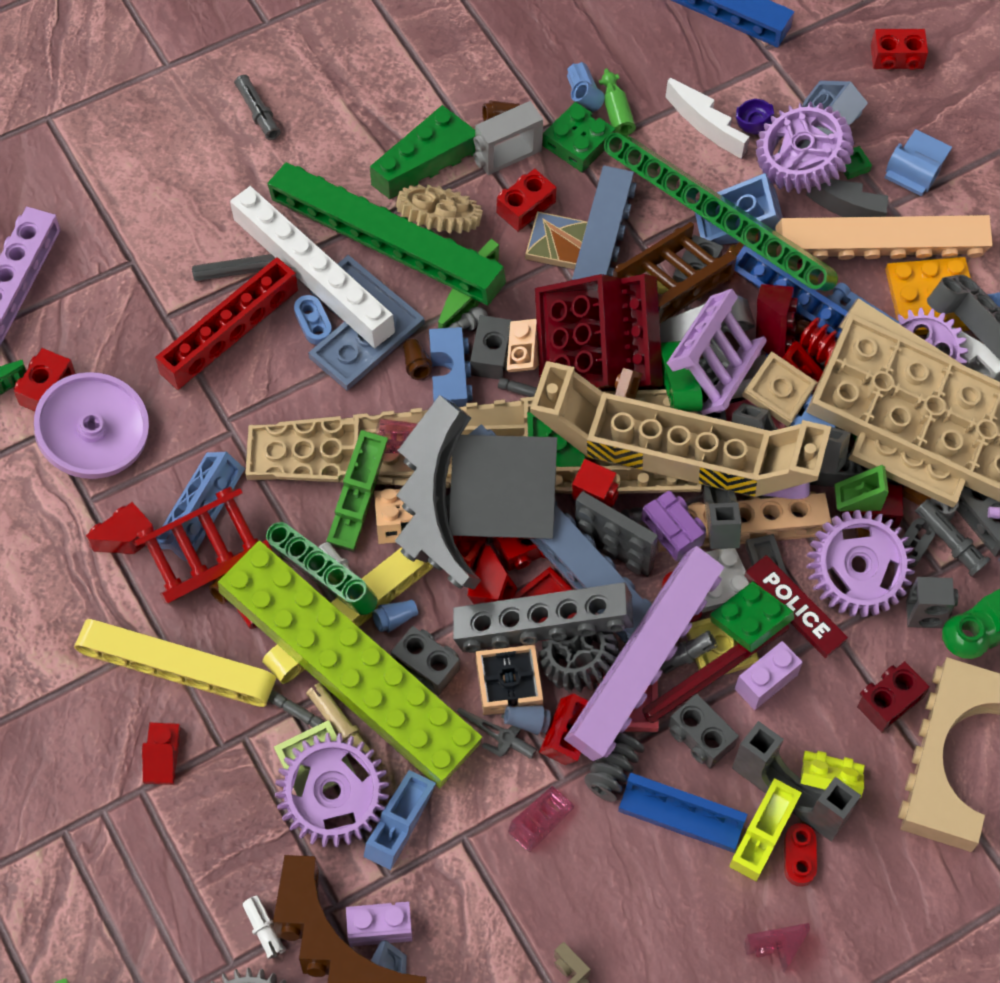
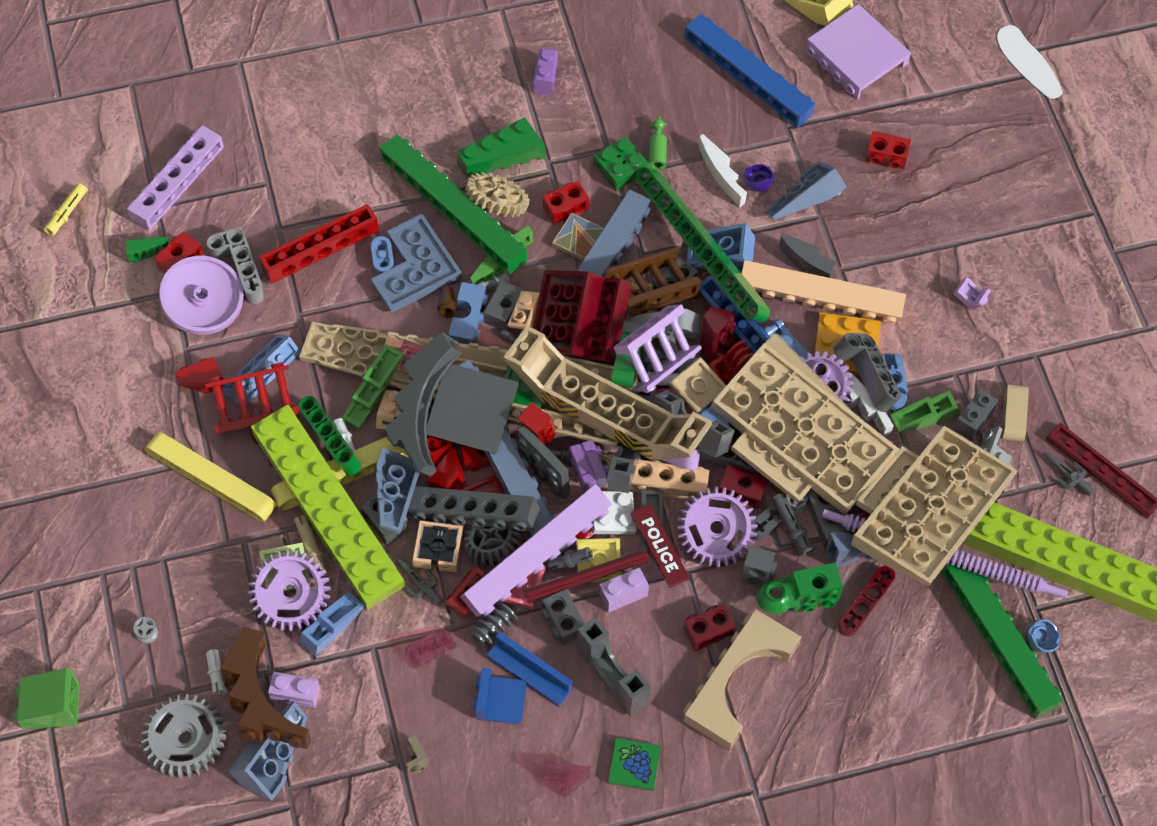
camera: 15 degrees right, 0 degrees up
(140, 372) = (236, 250): none -> light grey beam
(146, 888) = (141, 627): none -> light grey wheel
(160, 753) = (182, 536): red slope -> none
(231, 267) = (344, 203): dark grey axle -> none
(261, 114) = (395, 104): dark grey pin -> none
(294, 709) = (288, 535): dark grey wheel -> none
(313, 267) = (391, 217): white brick -> none
(392, 615) = (367, 481): medium blue cone -> none
(433, 615) = (395, 488): none -> sand blue wedge
(447, 45) = (545, 71): none -> medium lavender brick
(495, 108) = (569, 131): reddish brown cone -> none
(519, 120) = (564, 144): light grey window -> none
(529, 718) = (444, 577): sand blue cone -> none
(584, 88) = (636, 126): medium blue piece -> none
(628, 383) = (587, 356): dark orange plate -> none
(655, 862) = (499, 698): none -> blue bracket
(752, 616) = (624, 545): green plate -> none
(765, 829) = (583, 696): neon yellow slope -> none
(794, 165) = (793, 220): lavender gear -> none
(800, 853) = (604, 719): red plate -> none
(820, 770) = (653, 672): neon yellow plate -> none
(859, 164) = (822, 230): green plate -> none
(859, 904) = (634, 764): none -> green tile
(863, 491) = (733, 475): bright green slope -> none
(917, 162) = (872, 241): medium blue piece -> none

